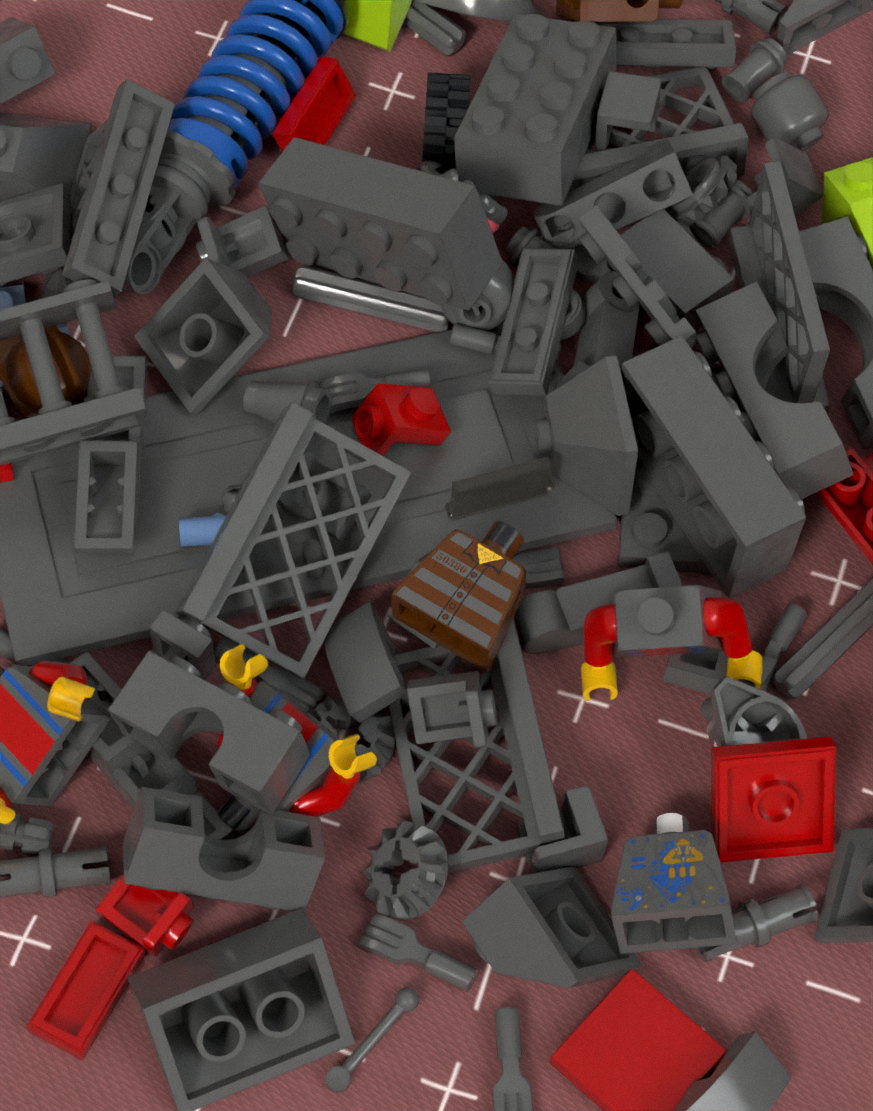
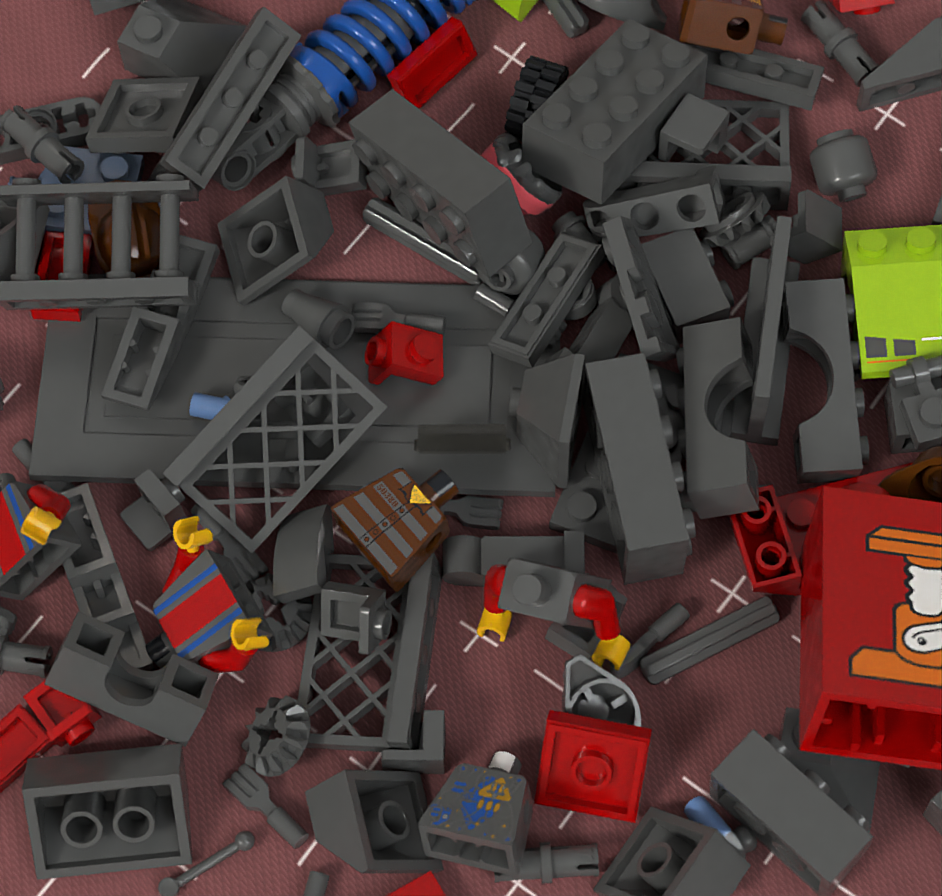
camera: 25 degrees right, 5 degrees up
(171, 703) = (176, 608): dark grey arch -> none
(764, 60) = (830, 117): dark grey pin -> none

